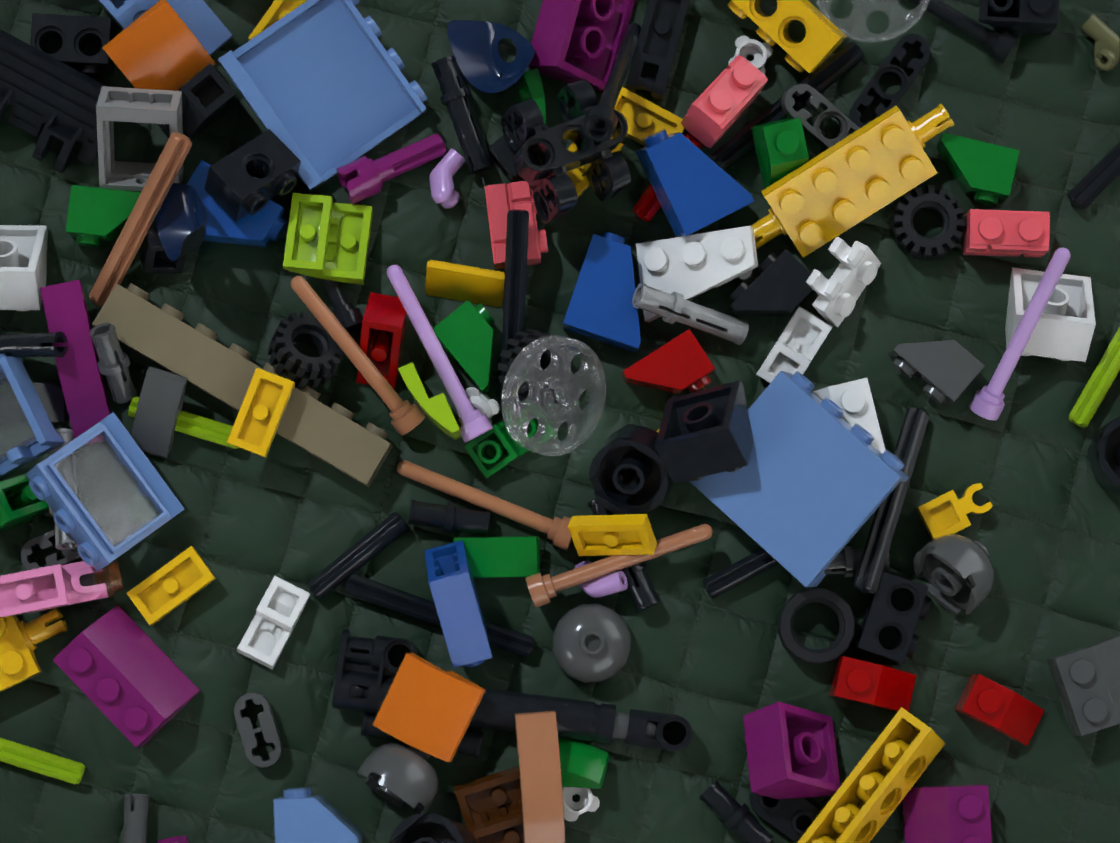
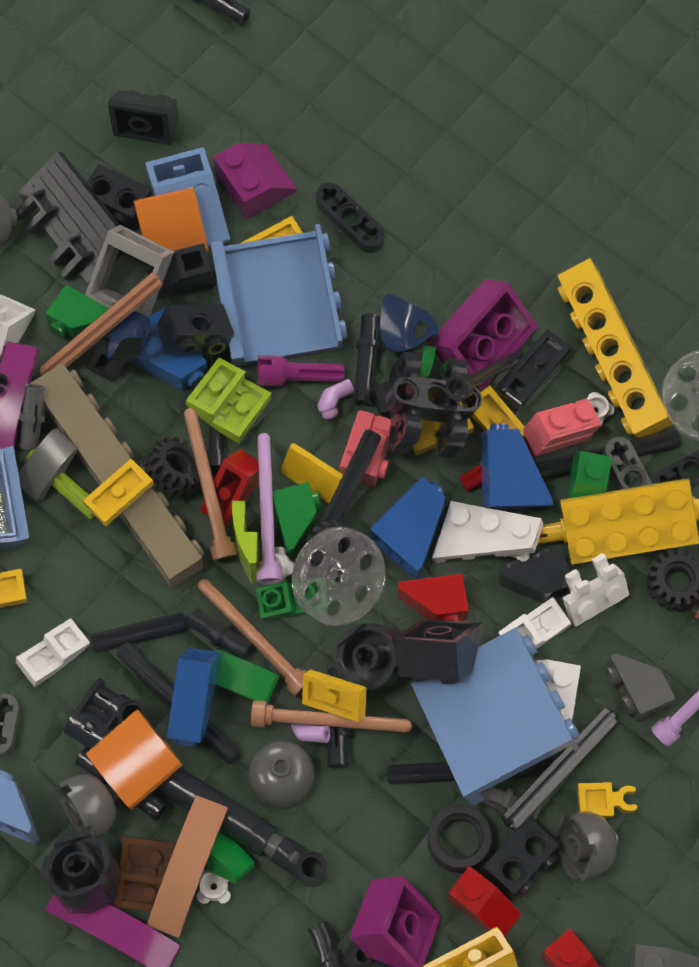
camera: 25 degrees right, 15 degrees down
(676, 309) = (467, 564): light grey pin -> none

